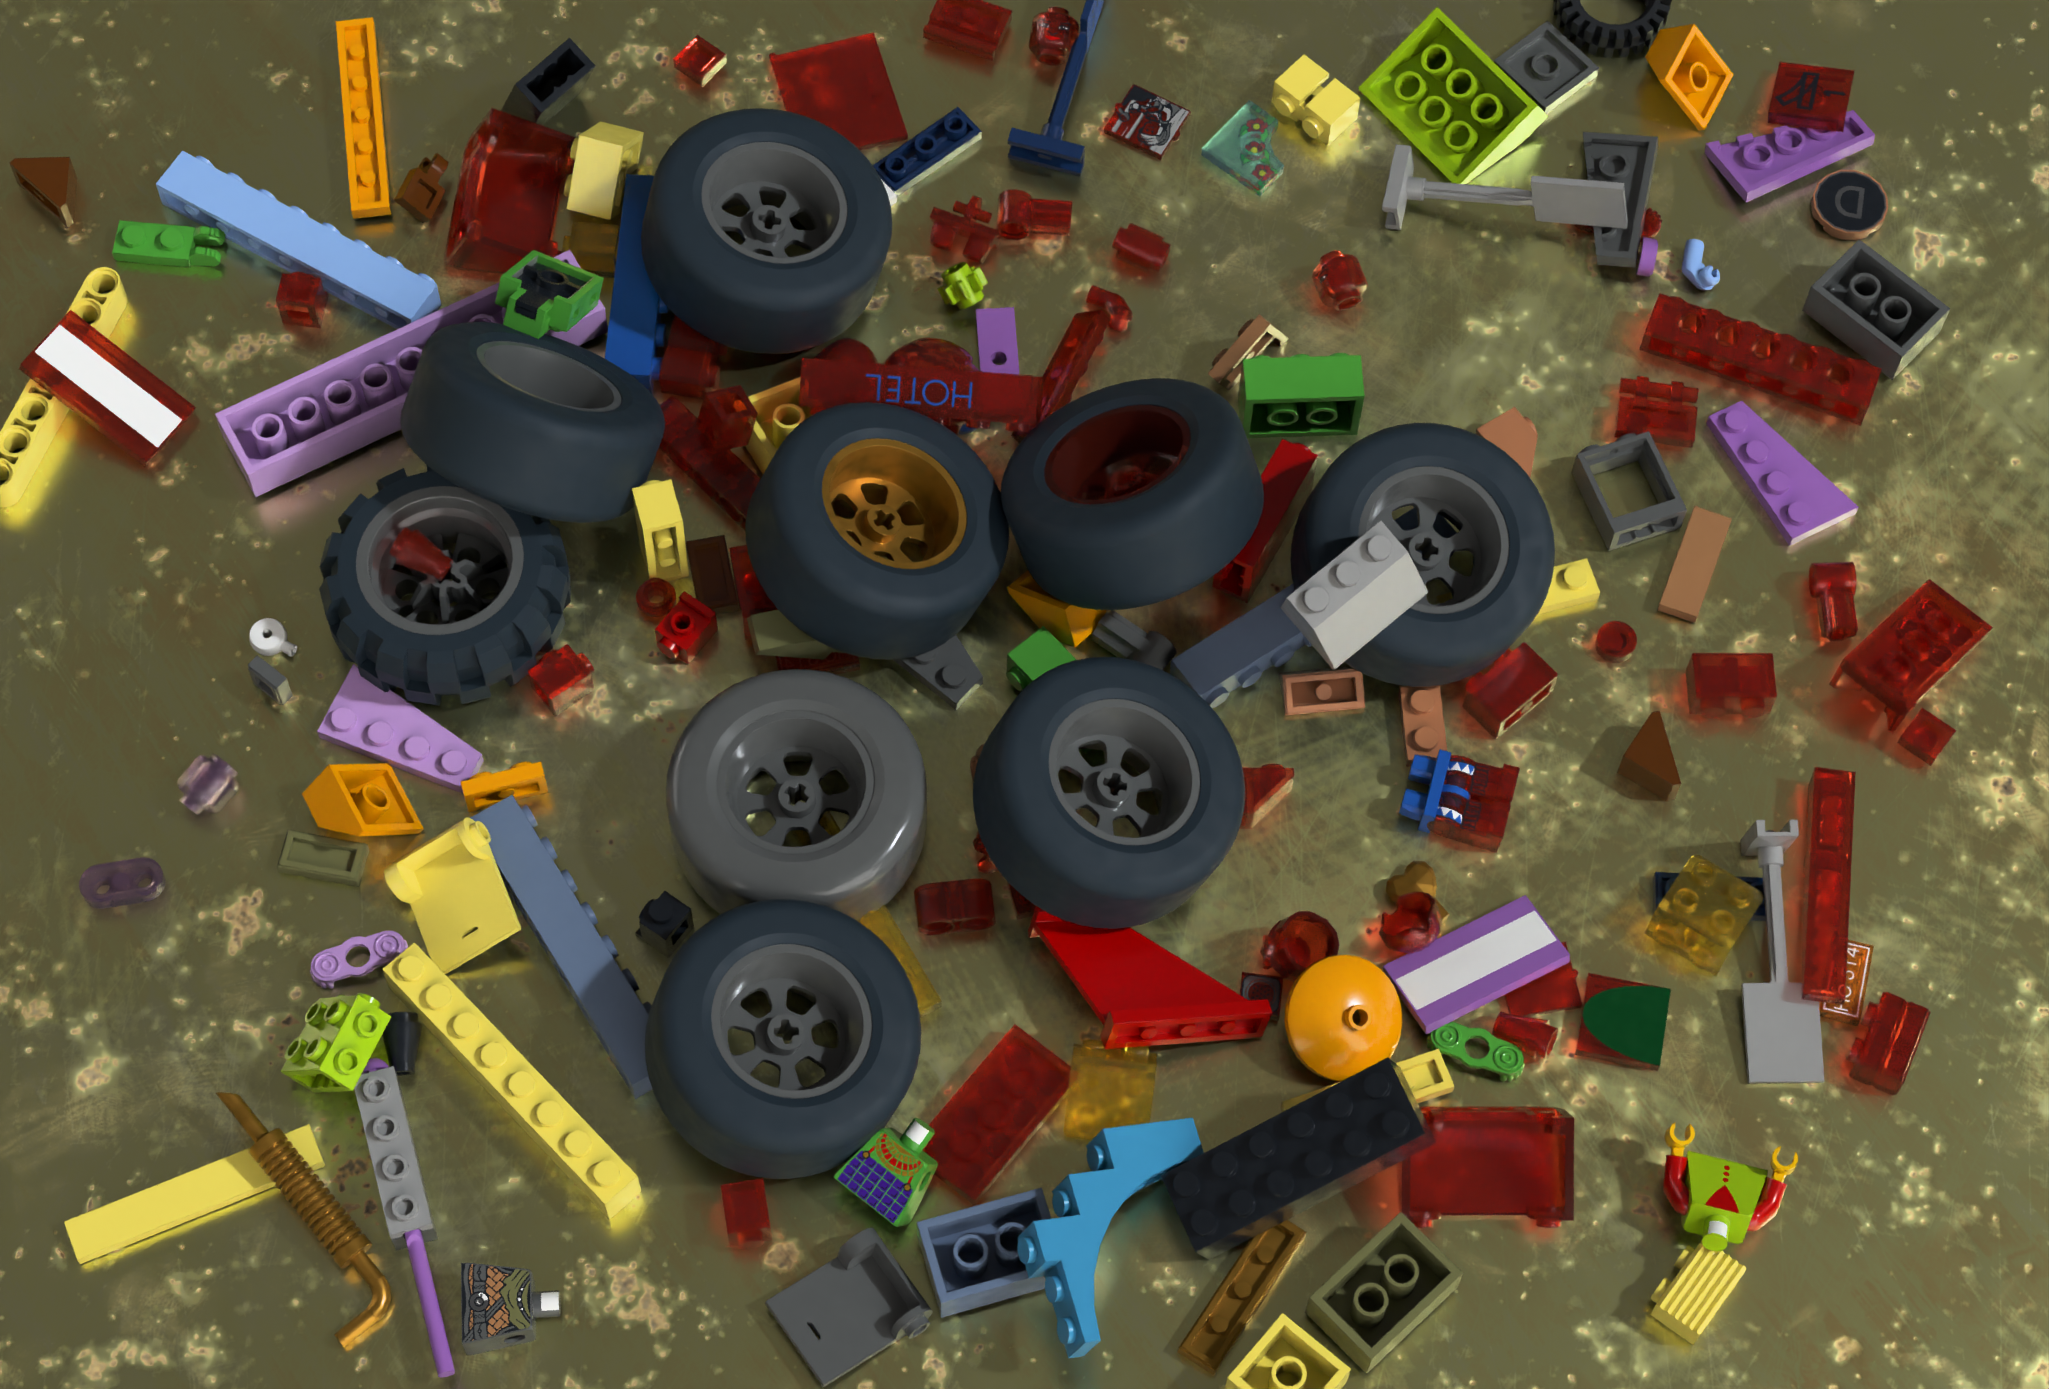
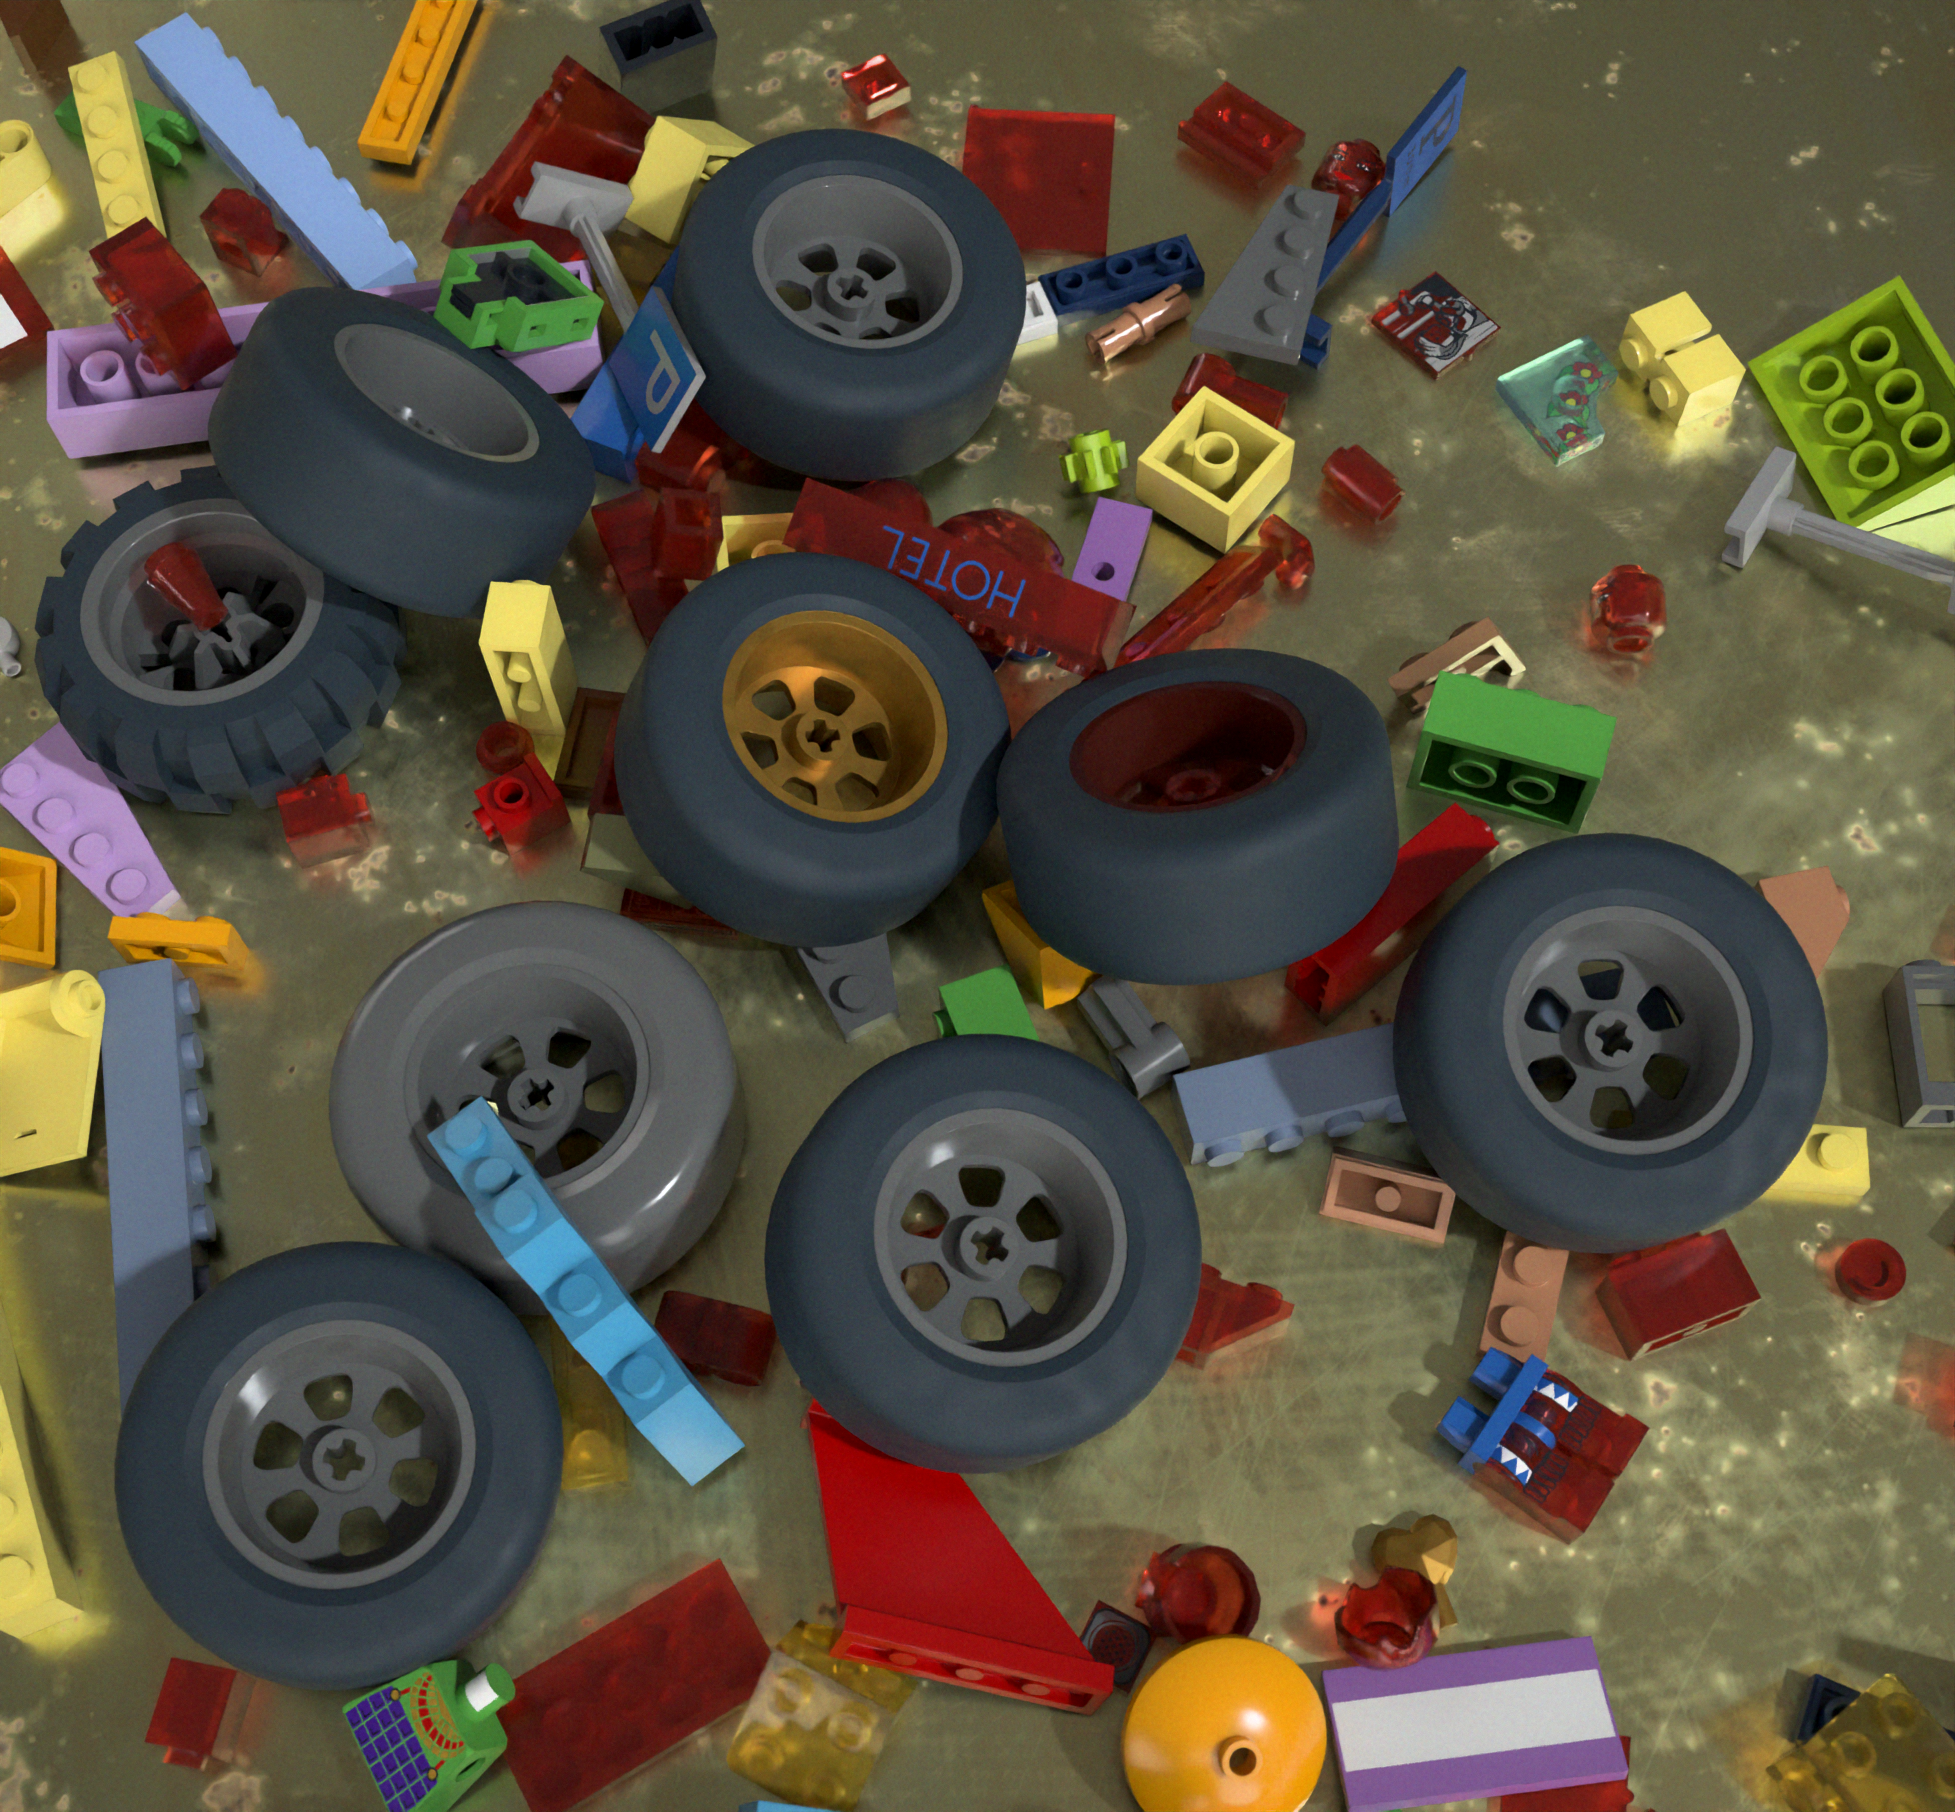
camera: 25 degrees right, 0 degrees up
(180, 268) = (115, 143): none -> light yellow plate
(306, 371) = (161, 304): none -> clear red brick
(420, 190) = (455, 144): reddish brown plate -> none
(649, 302) = (654, 355): none -> light grey piece
(665, 923) = (289, 1207): black brick -> none
(897, 895) = (583, 1293): none -> dark azure arch
(951, 179) = (1138, 323): none -> nougat pin
(980, 237) = (1144, 404): clear red hips -> none
(1037, 129) = (1273, 284): none -> dark grey wing
(1044, 268) = (1214, 469): none -> light yellow brick
(1356, 595) = (1470, 1077): light grey slope -> none
(1651, 761) = (1869, 1487): reddish brown slope -> none

